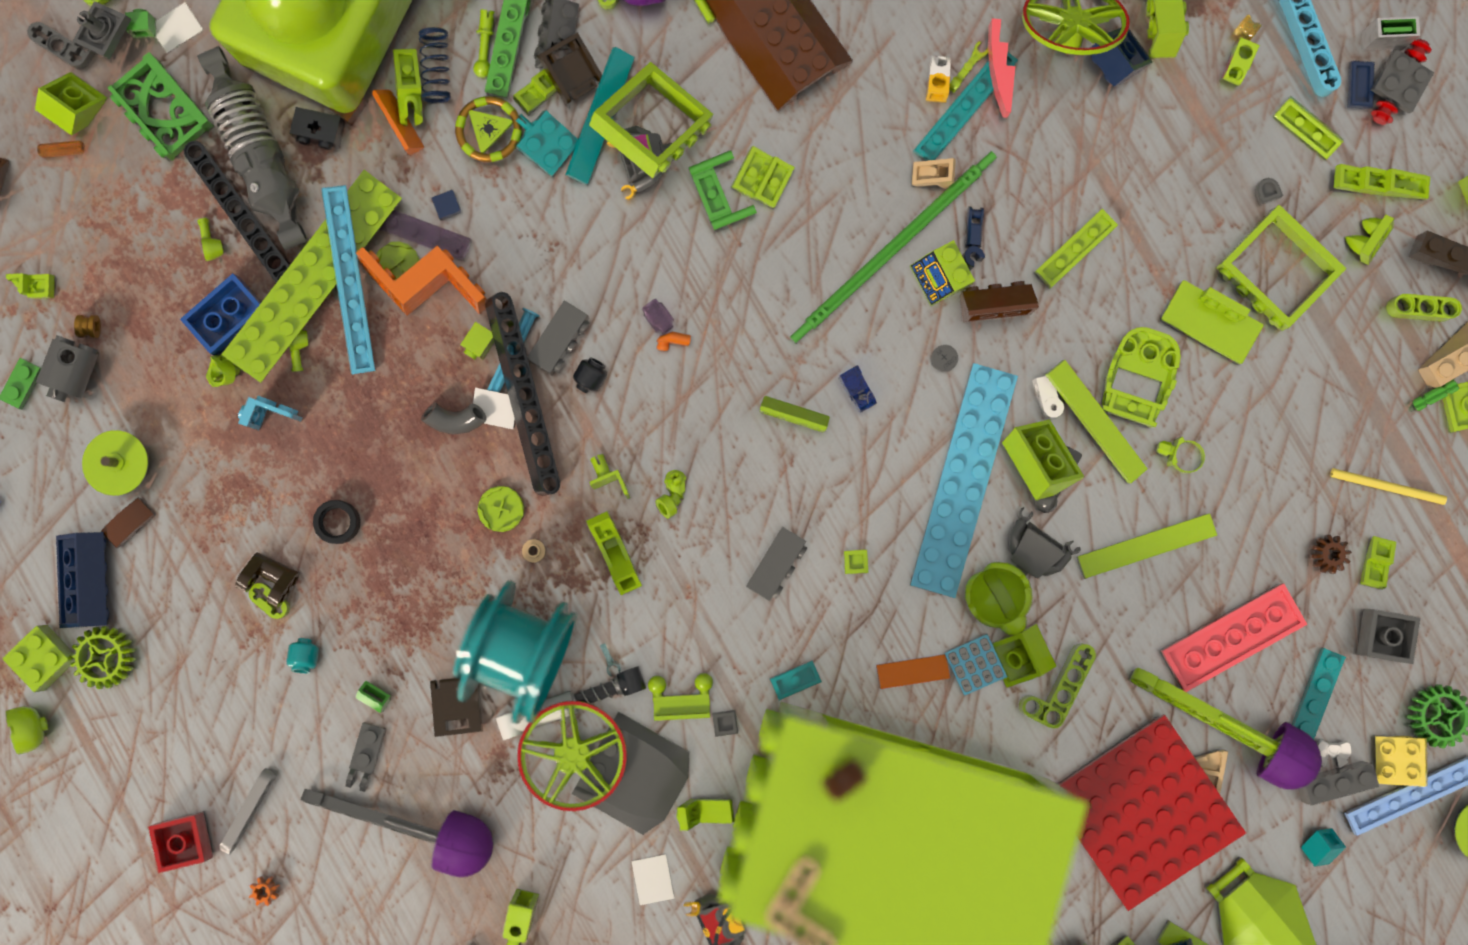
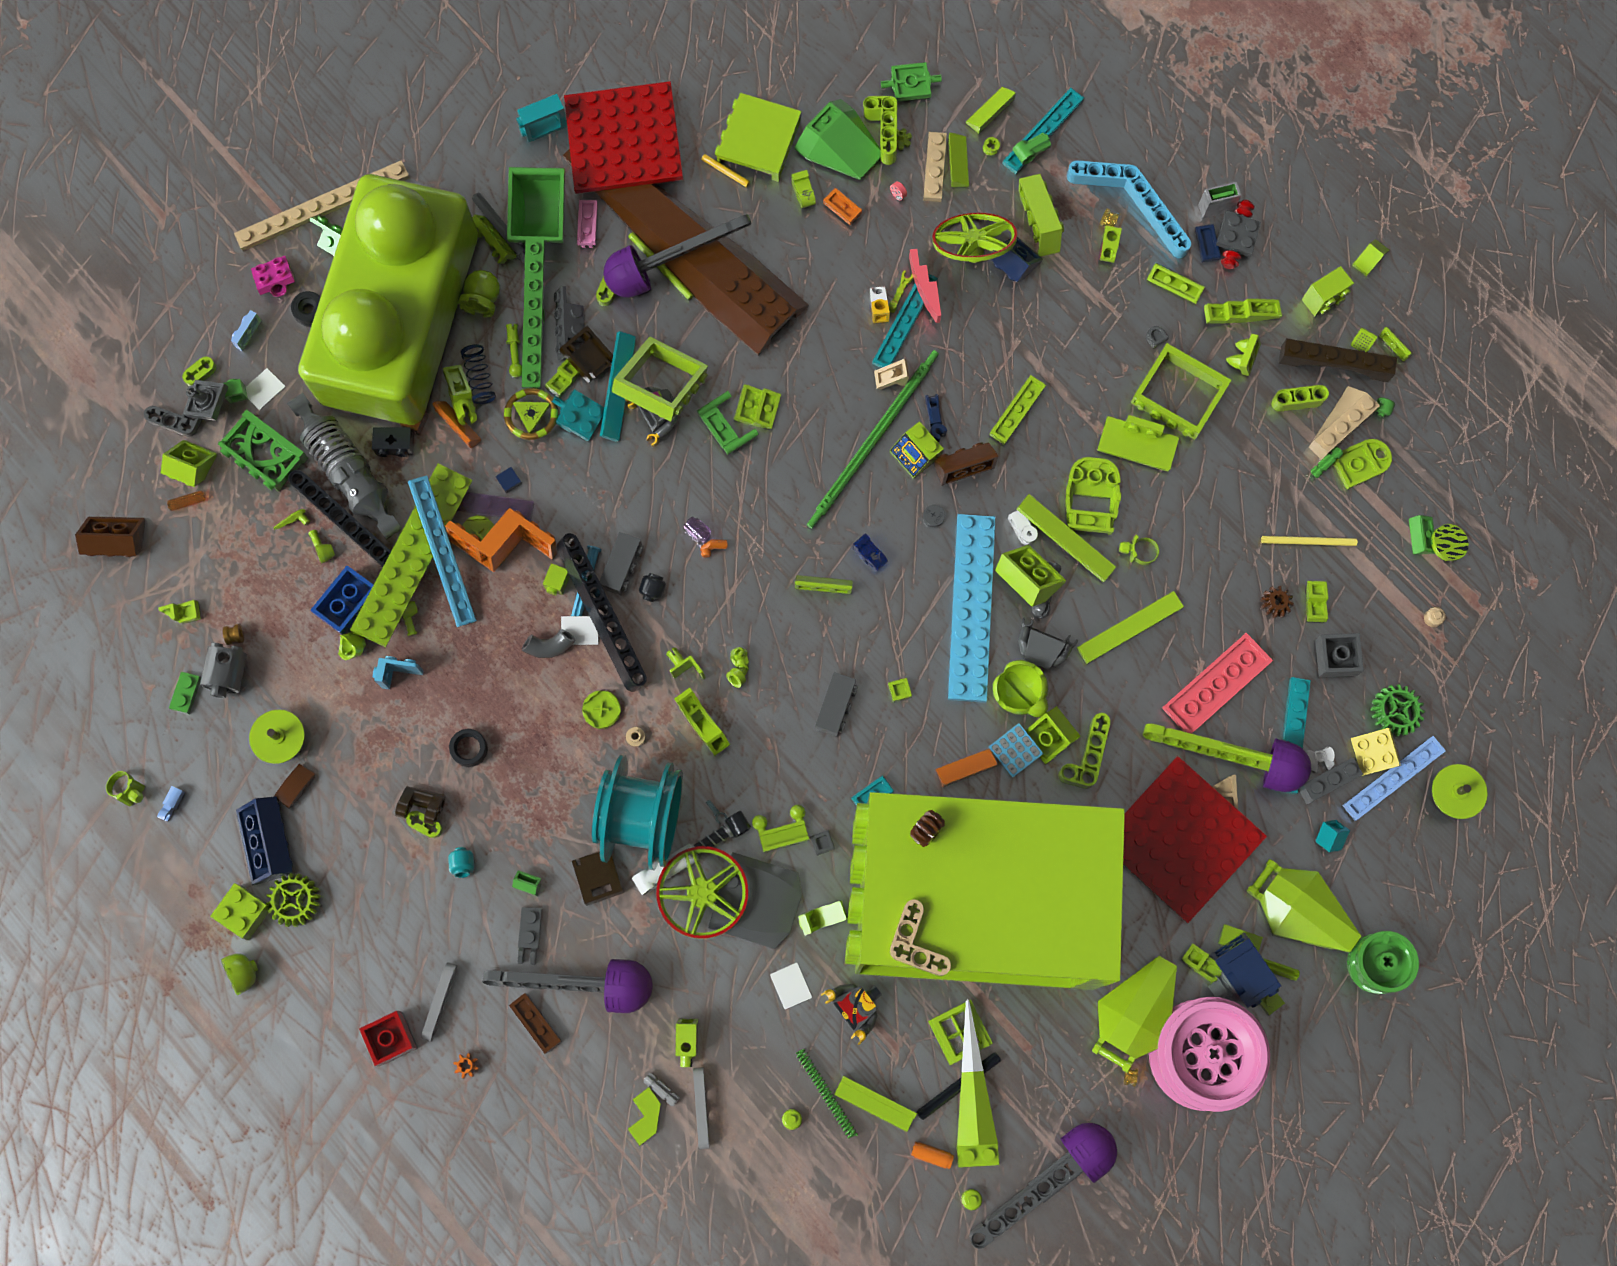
camera: 15 degrees left, 10 degrees down
(189, 195) = (298, 515): none -> lime bar
(351, 859) = (535, 1023): none -> reddish brown plate

